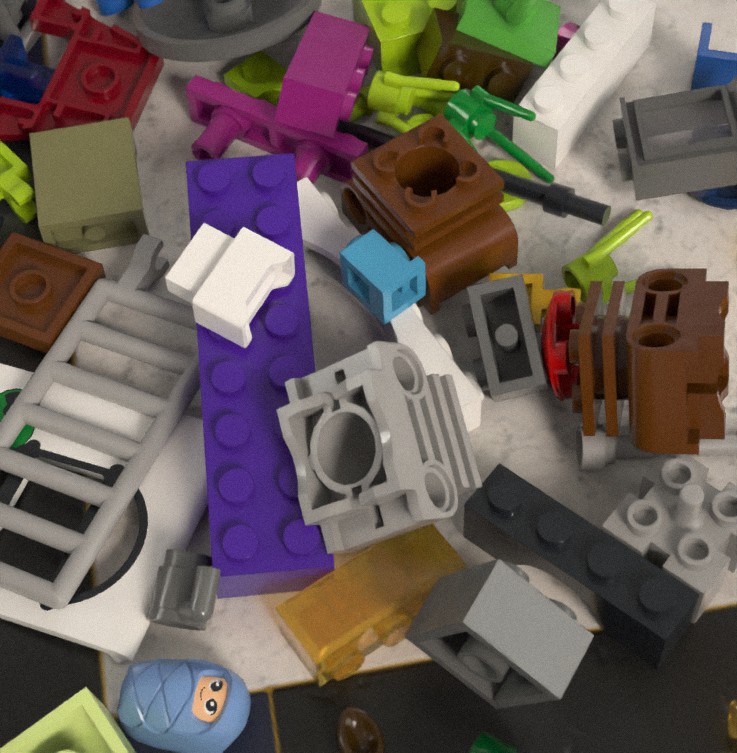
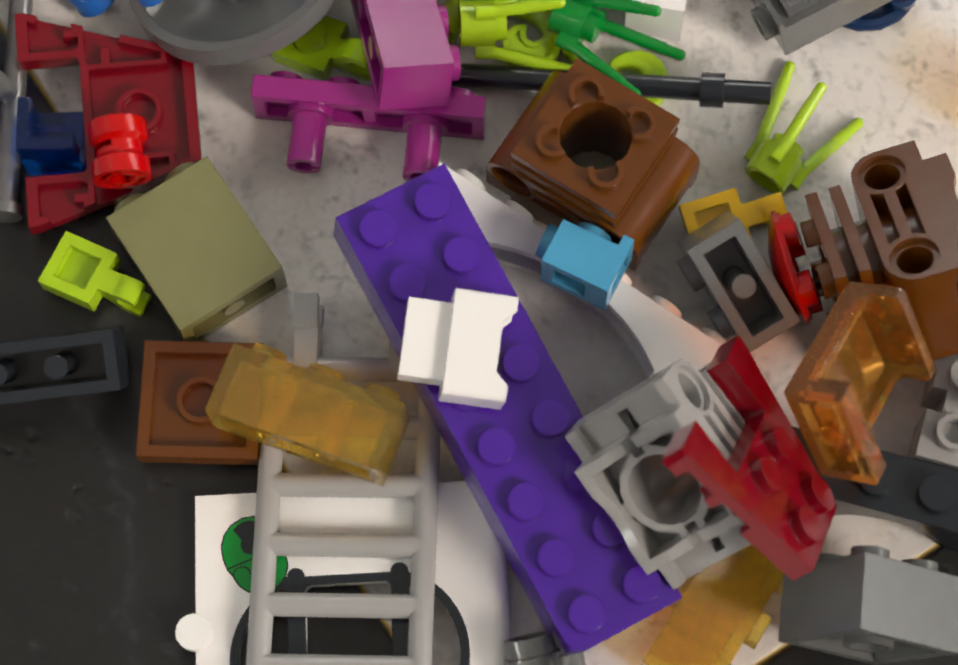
camera: 25 degrees left, 15 degrees up
(65, 88) = (119, 151): none -> red wheel
(102, 315) = (309, 412): none -> clear yellow brick
(442, 477) = (768, 474): none -> dark red wing
(564, 425) = (849, 375): none -> clear orange panel

